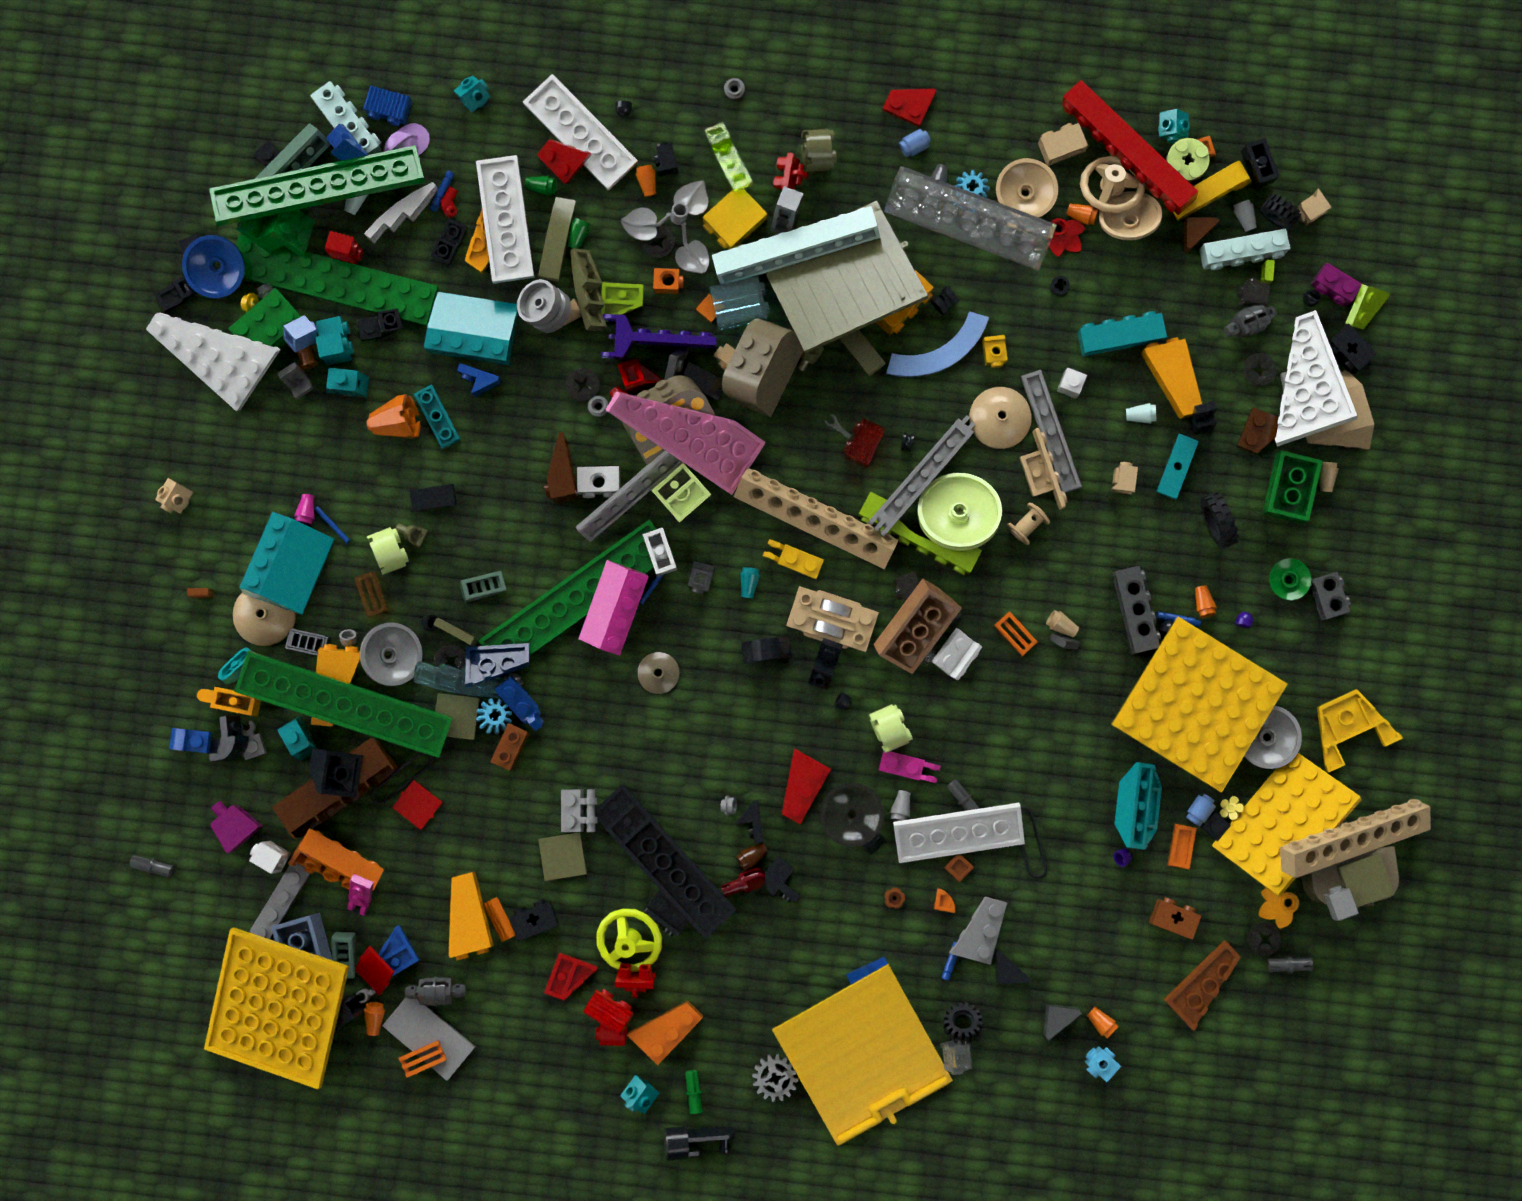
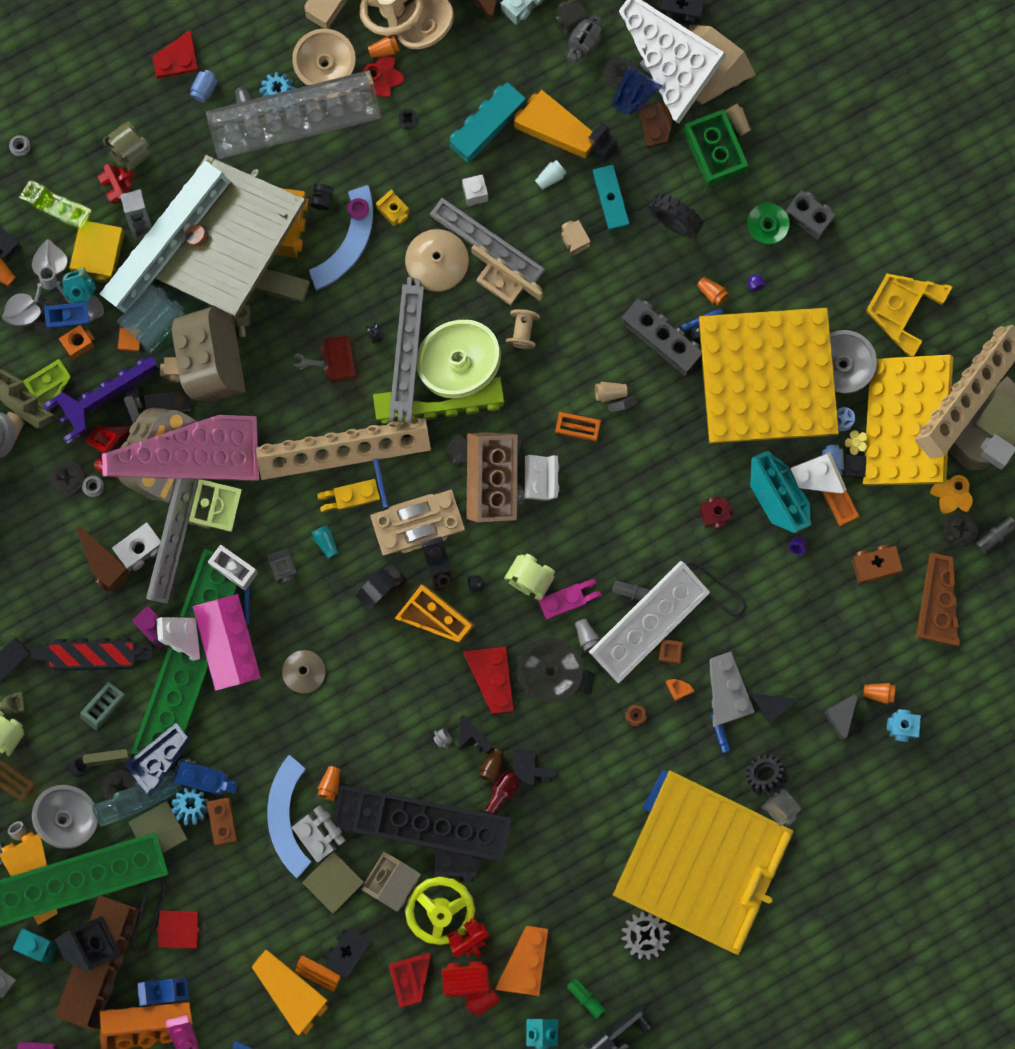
camera: 40 degrees left, 5 degrees down
(370, 845) = (163, 991): none -> blue brick
(503, 542) = (92, 655): none -> black hinge
(558, 773) = (279, 817): none -> light blue tile
(565, 553) = (147, 624): none -> magenta torso
(580, 576) = (180, 635): none -> white wing
(606, 889) = (391, 881): none -> dark tan slope
(613, 778) = (329, 784): none -> orange cone
(673, 254) = (66, 315): none -> blue slope
(699, 237) = (78, 286): none -> teal brick
(793, 704) = (435, 615): none -> light orange wedge
(821, 262) = (196, 235): none -> dark orange tile
(825, 567) = (380, 483): none -> blue piece
(966, 331) = (358, 209): none -> magenta tile
(1068, 784) = (717, 520): none -> dark red brick
(1181, 813) = (819, 475): none -> white wing
(1238, 780) = (845, 414): none -> light blue wheel
(1260, 393) = (634, 91): none -> clear blue wing

